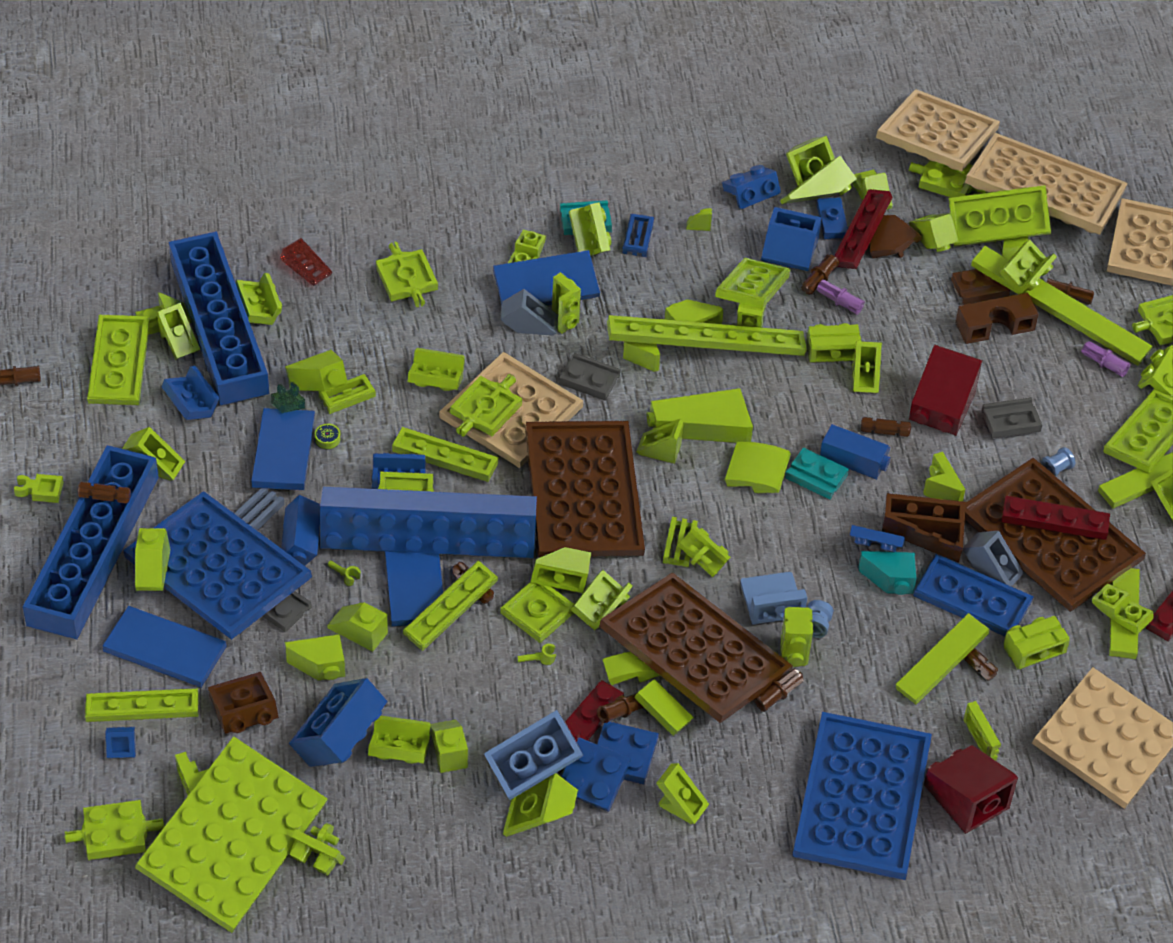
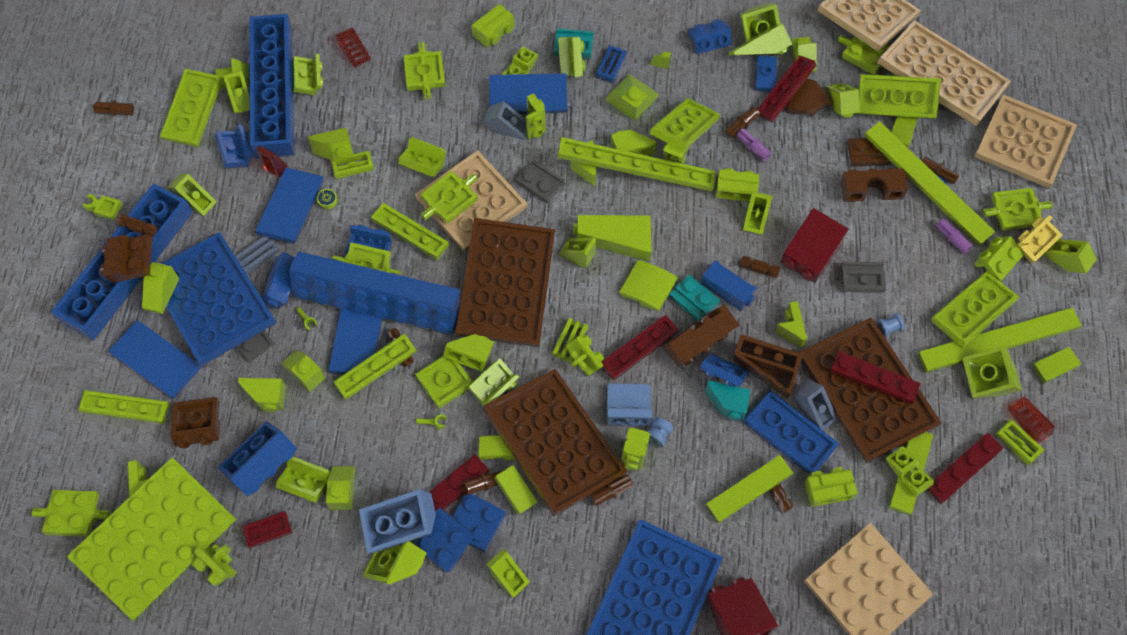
camera: 15 degrees right, 15 degrees up
(107, 527) = (126, 257): none -> reddish brown plate
(120, 742) = (96, 438): blue tile -> none
(247, 401) = (271, 162): none -> clear red slope
(288, 400) = (305, 164): clear green tile -> none
(370, 803) = (267, 529): none -> dark red plate
(479, 212) = (493, 25): none -> lime brick
(675, 268) = (632, 97): none -> lime slope
(767, 534) = (639, 347): none -> dark red plate
(791, 239) = (727, 88): blue slope -> none
(839, 505) = (701, 336): none -> reddish brown wedge
(981, 730) = (764, 562): lime tile -> none
(1026, 267) = (908, 147): lime bracket -> none

